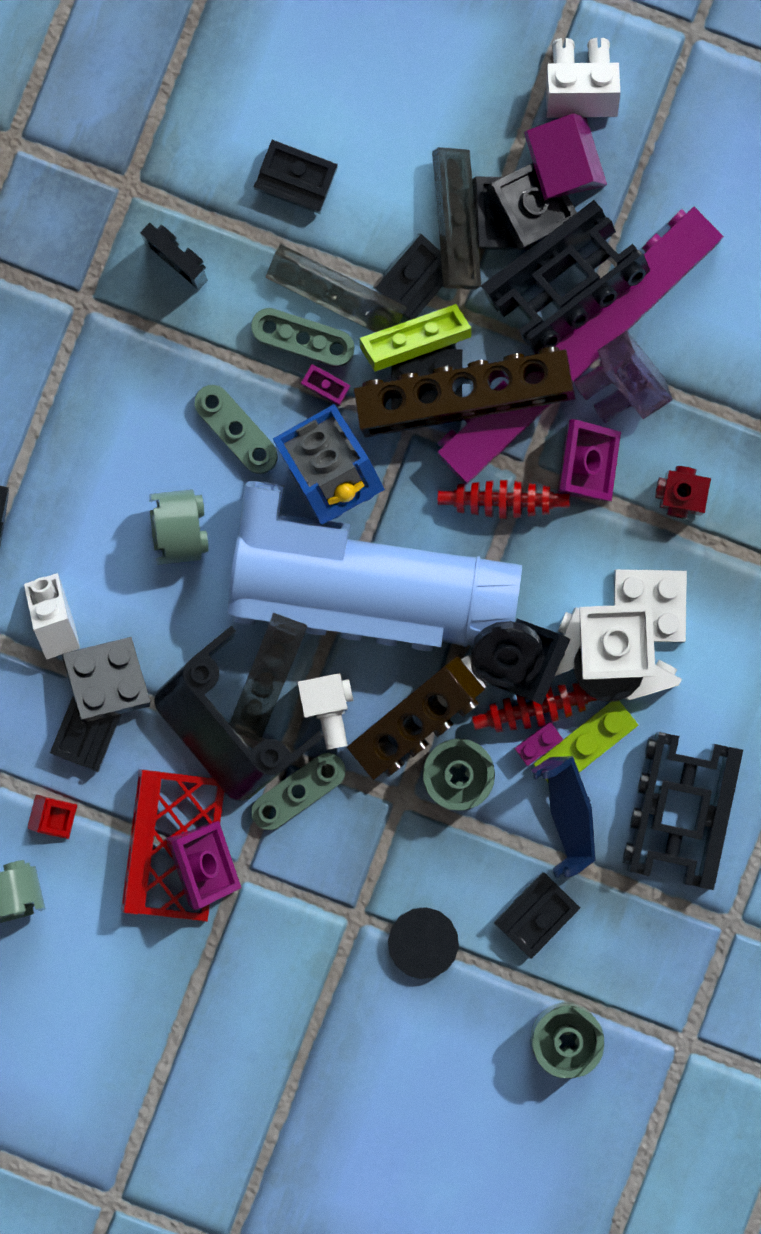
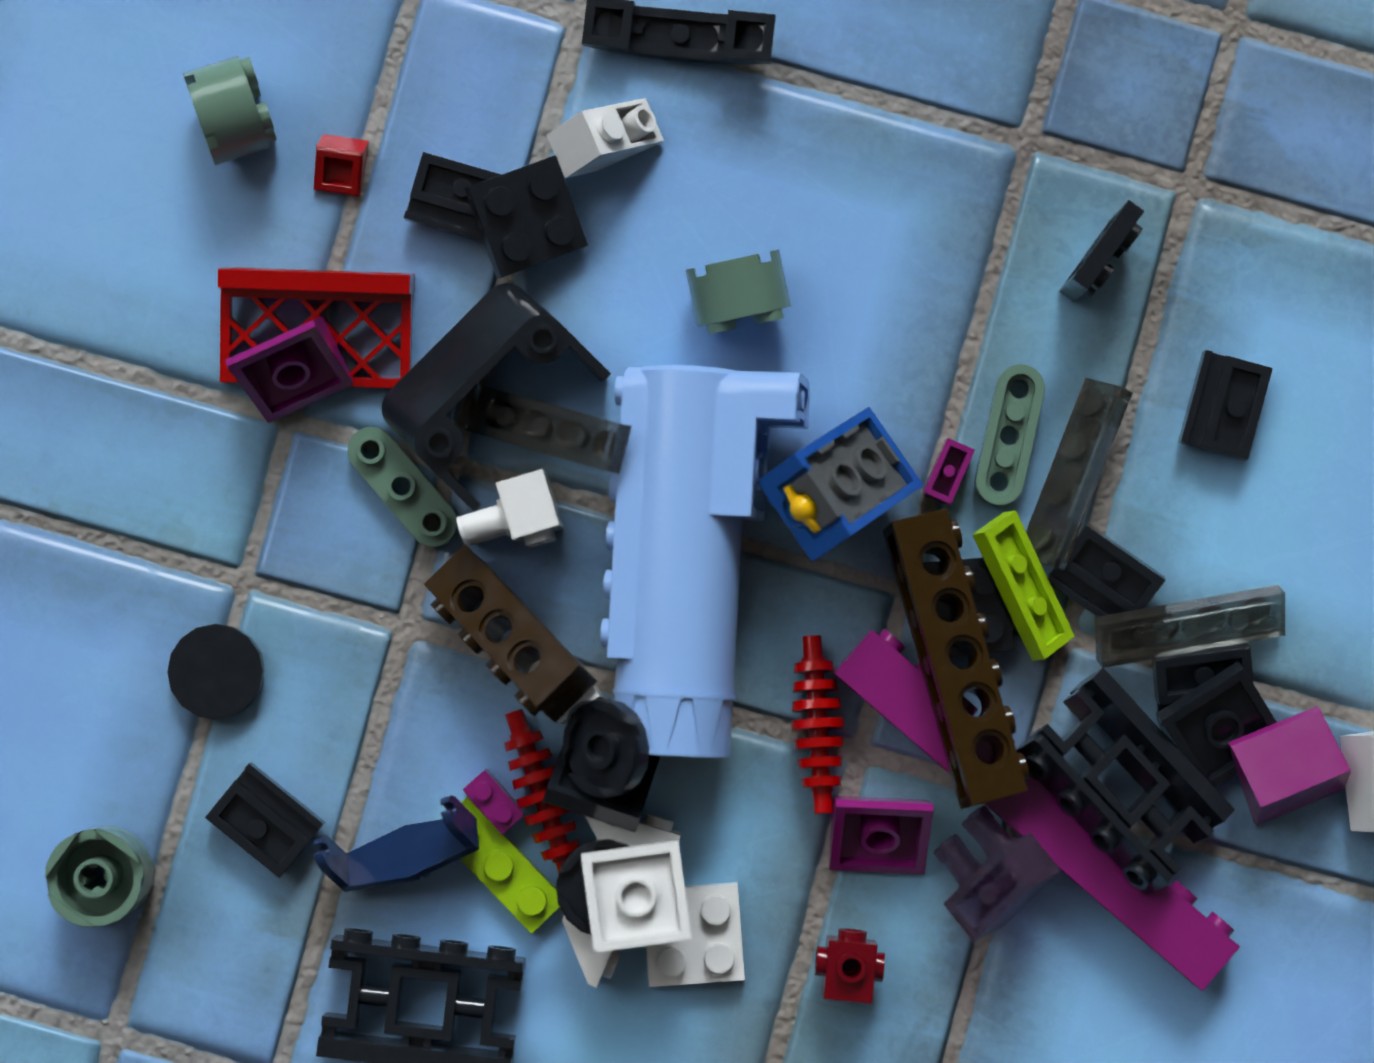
camera: 85 degrees right, 0 degrees up
(247, 441) = (862, 373): sand green plate -> none
(479, 773) = (415, 704): sand green brick -> none

